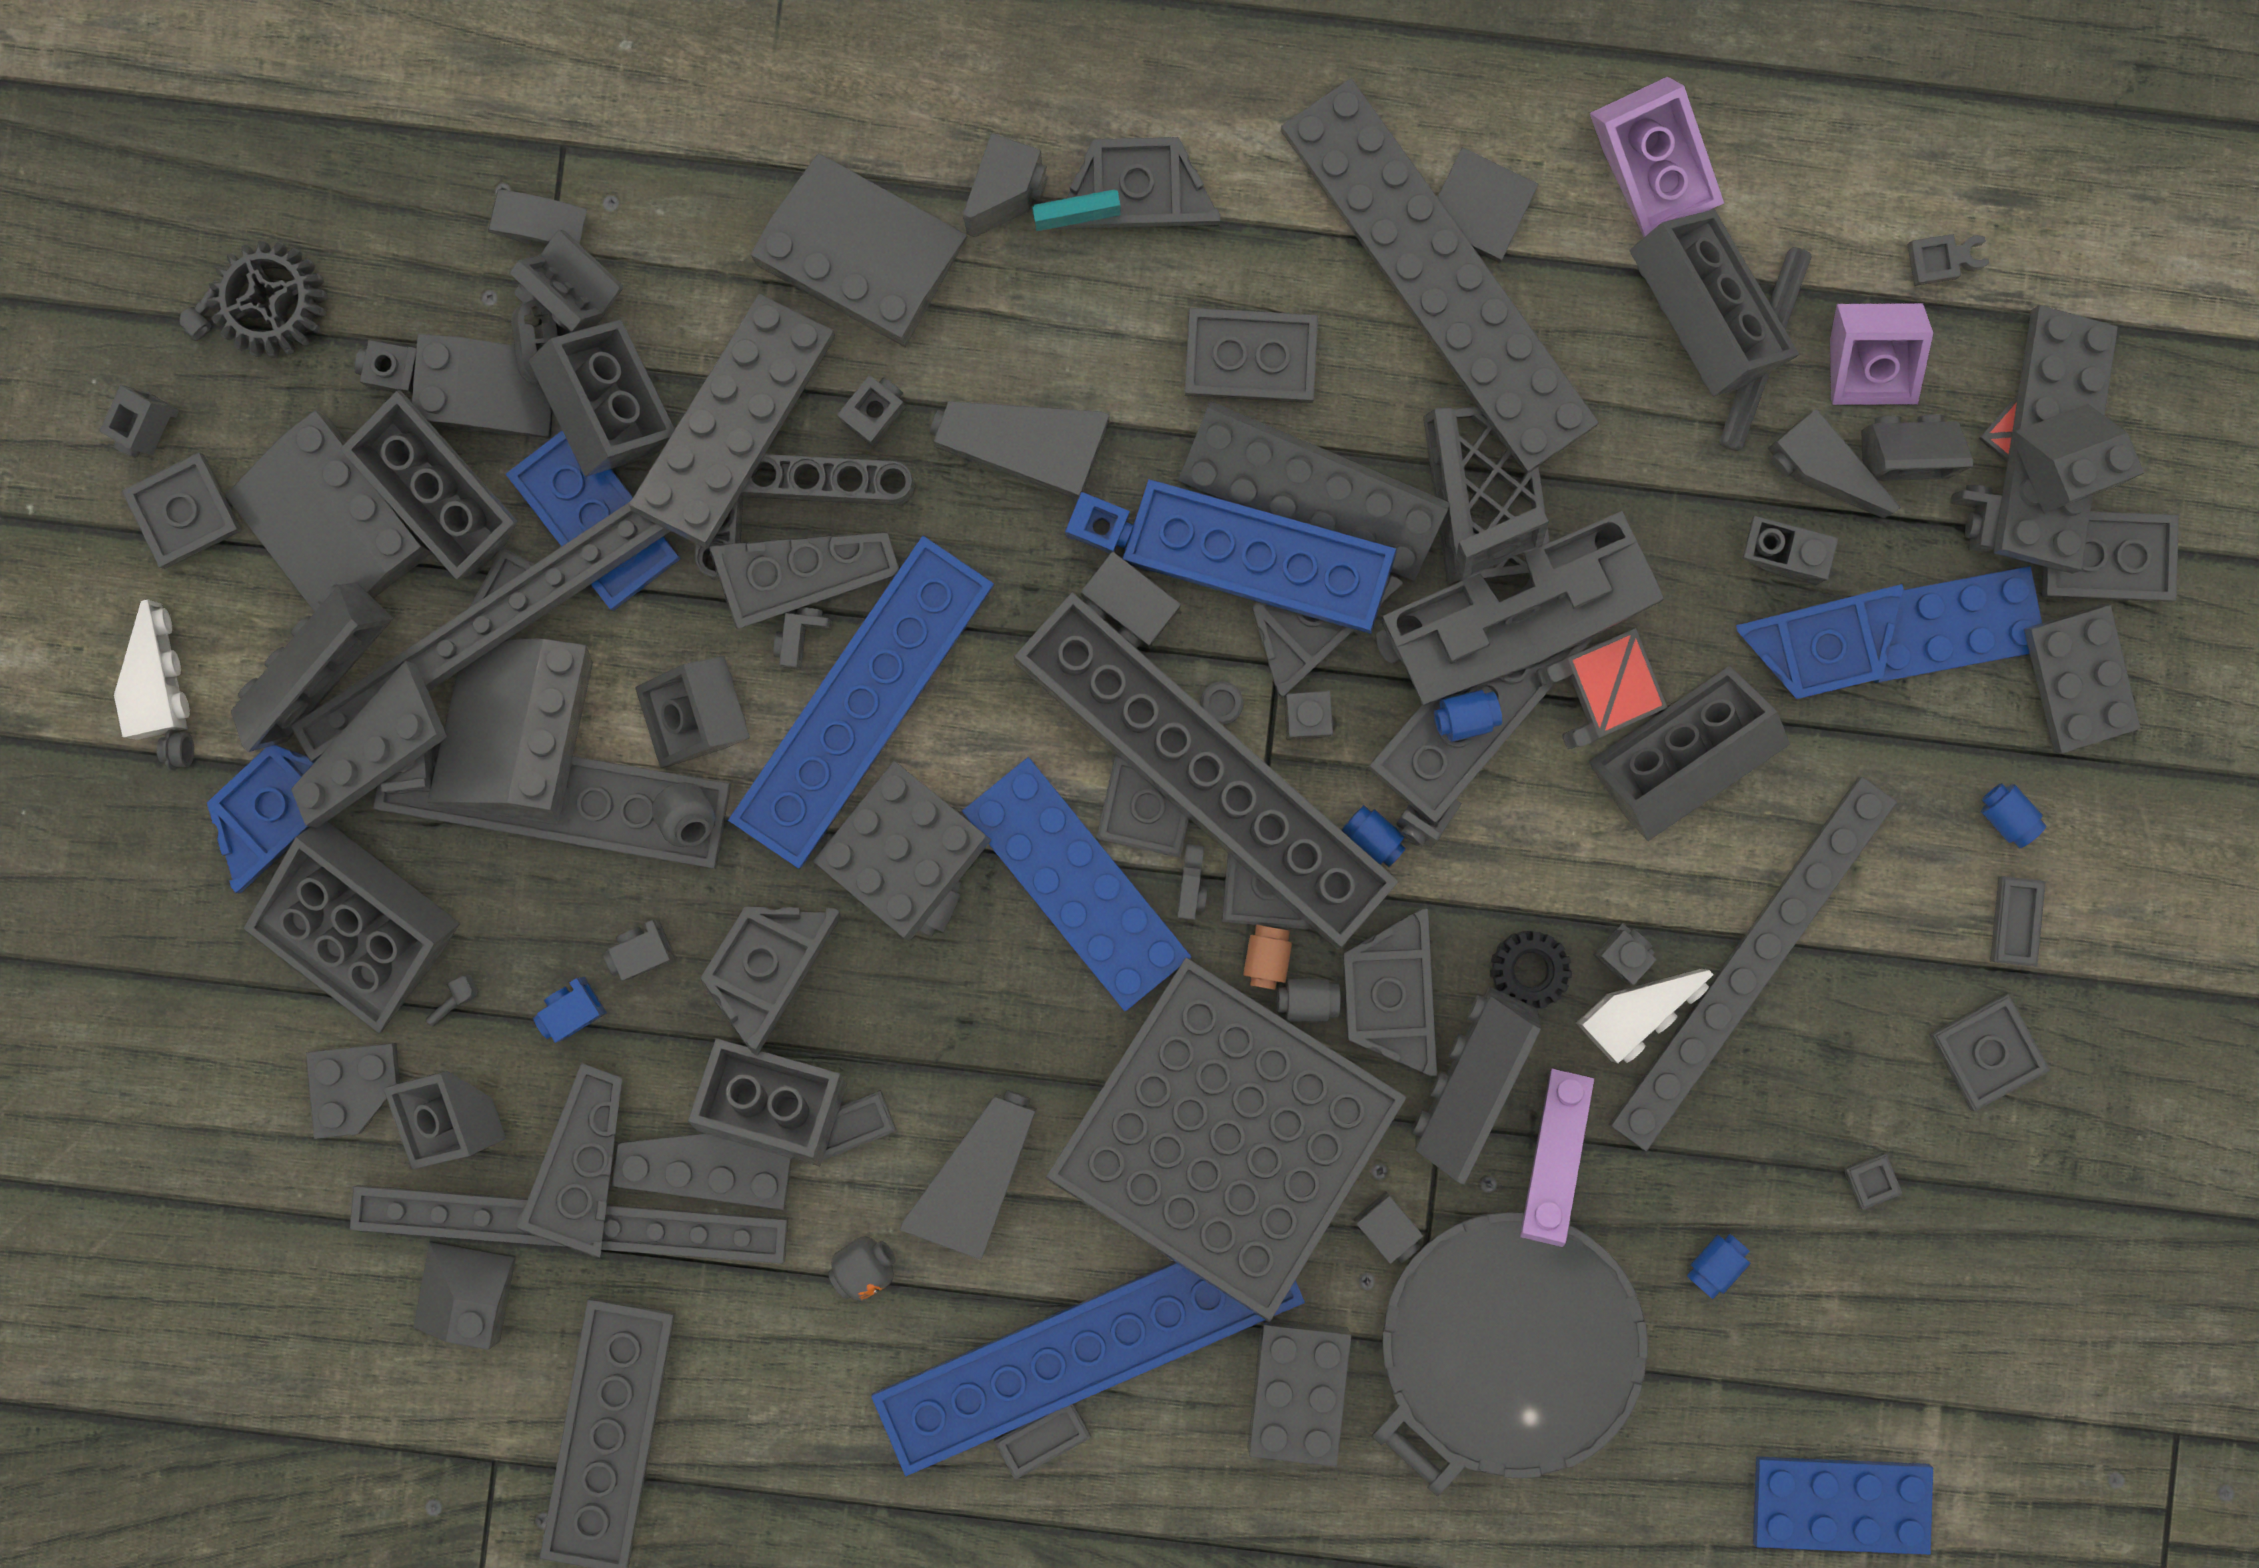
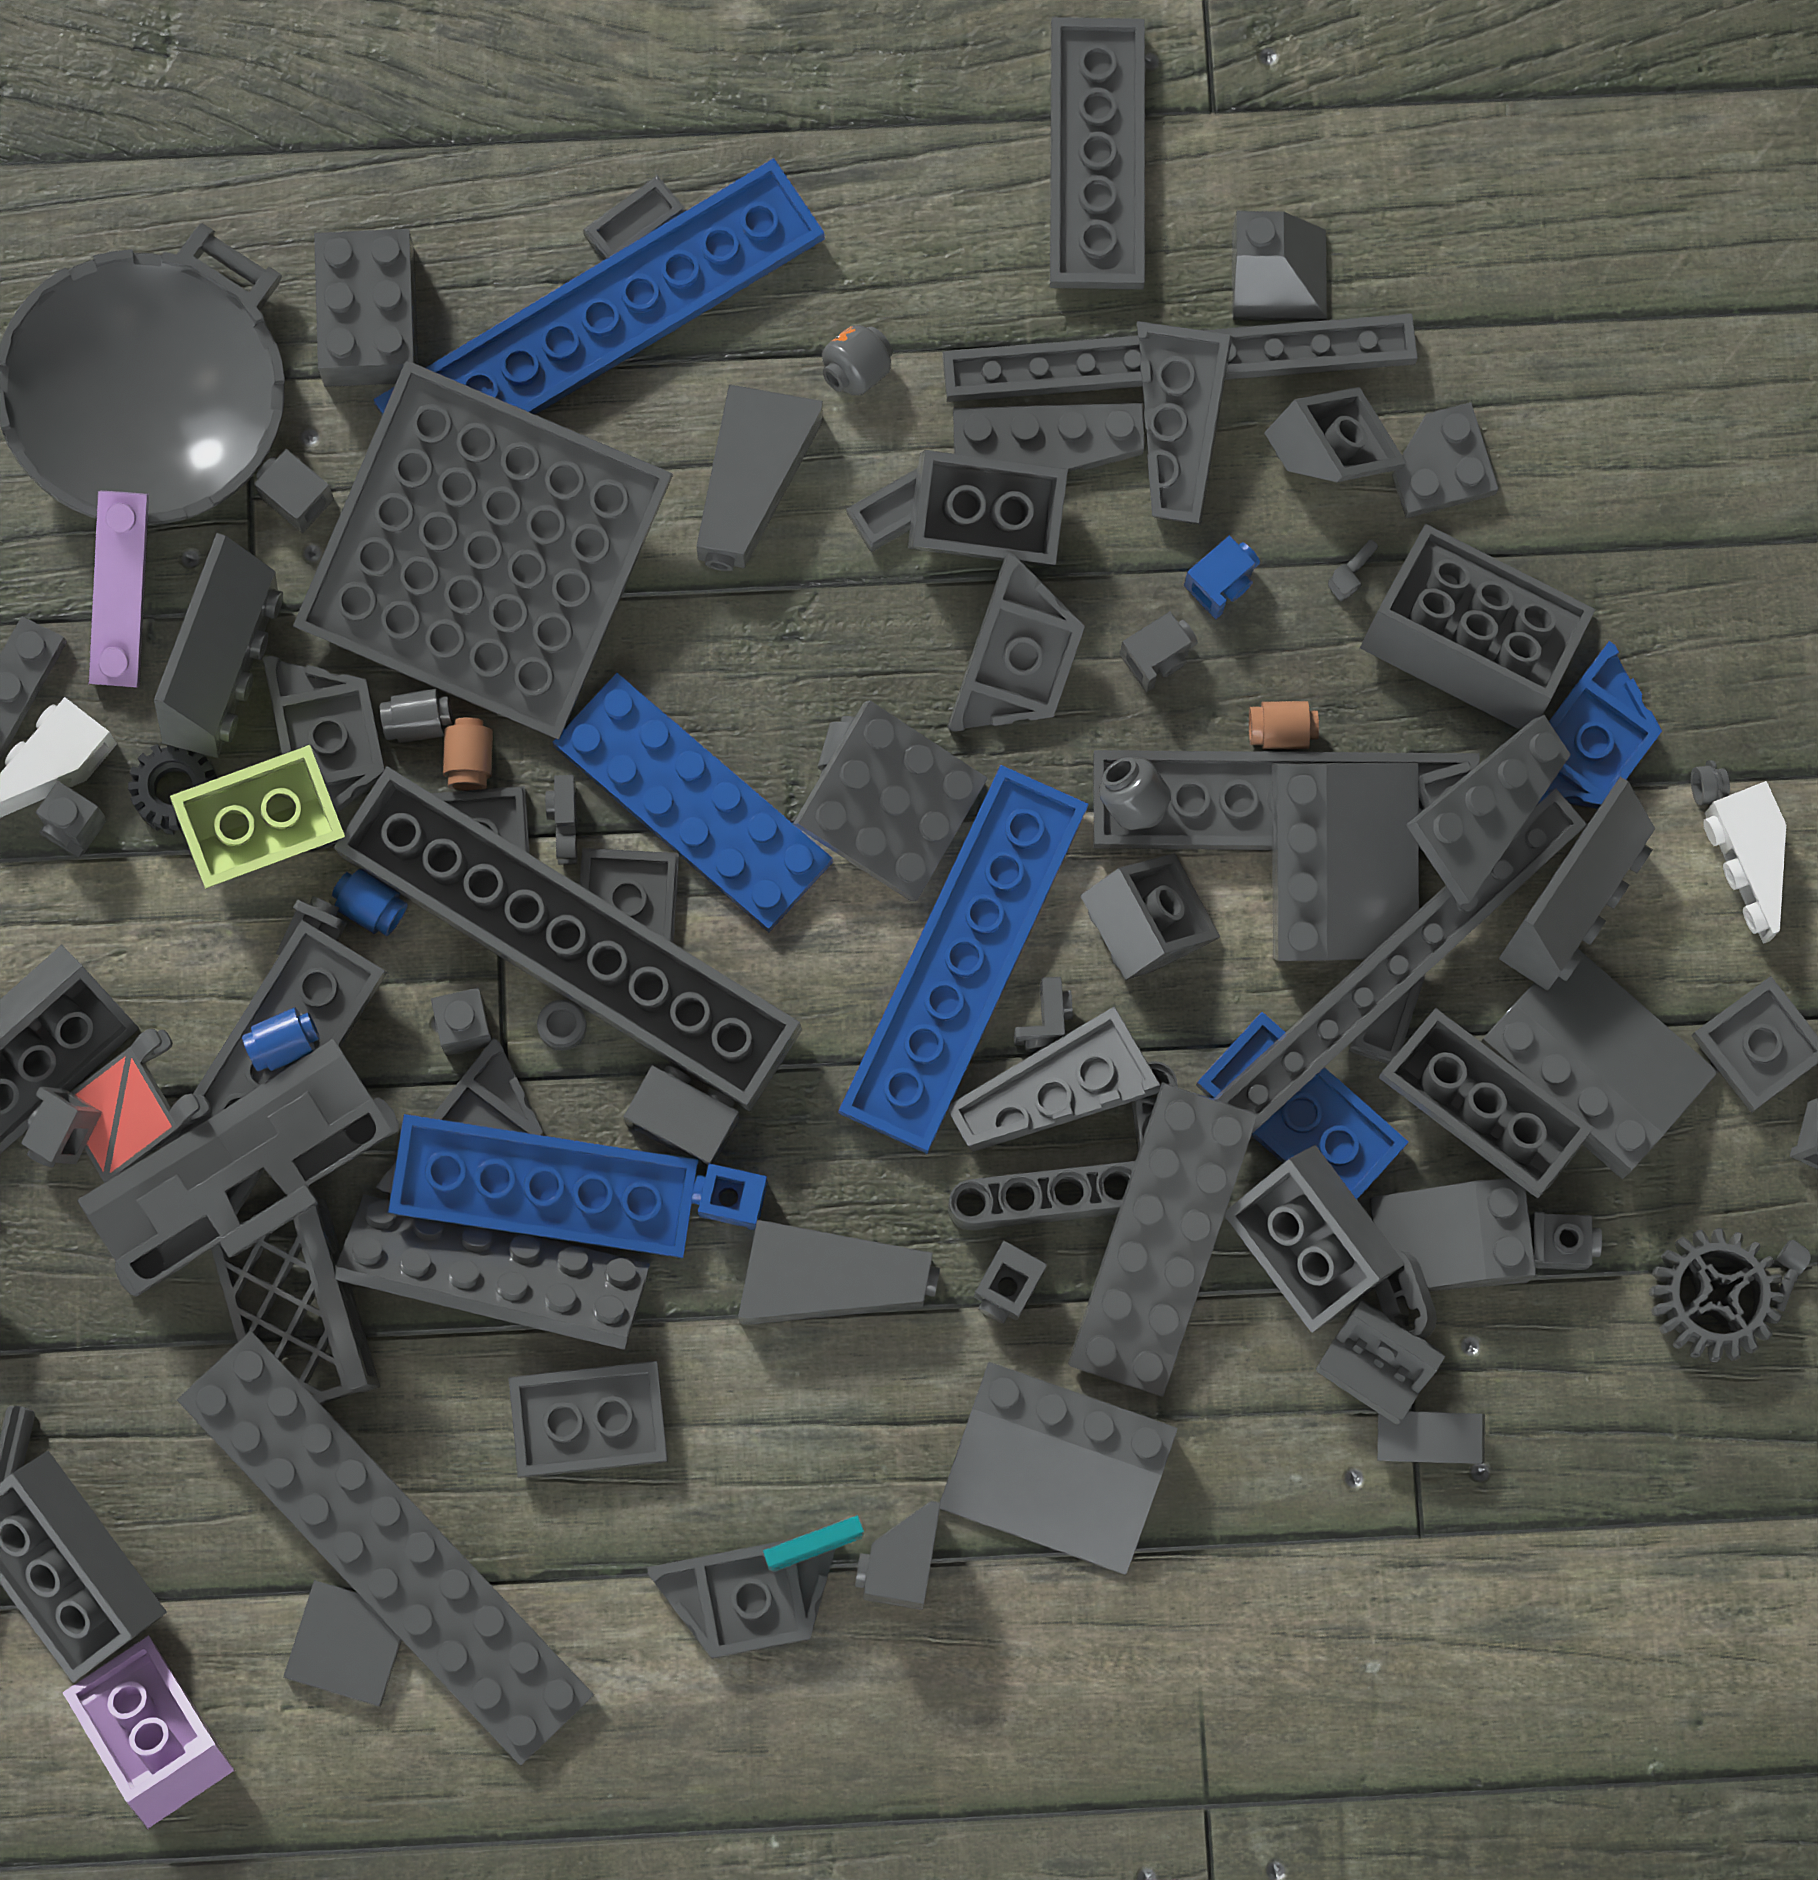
camera: 170 degrees right, 10 degrees down
(542, 864) = (1283, 725): none -> nougat brick
(1462, 918) = (257, 816): none -> yellowish green slope
(1668, 680) = (59, 1127): none -> dark grey brick

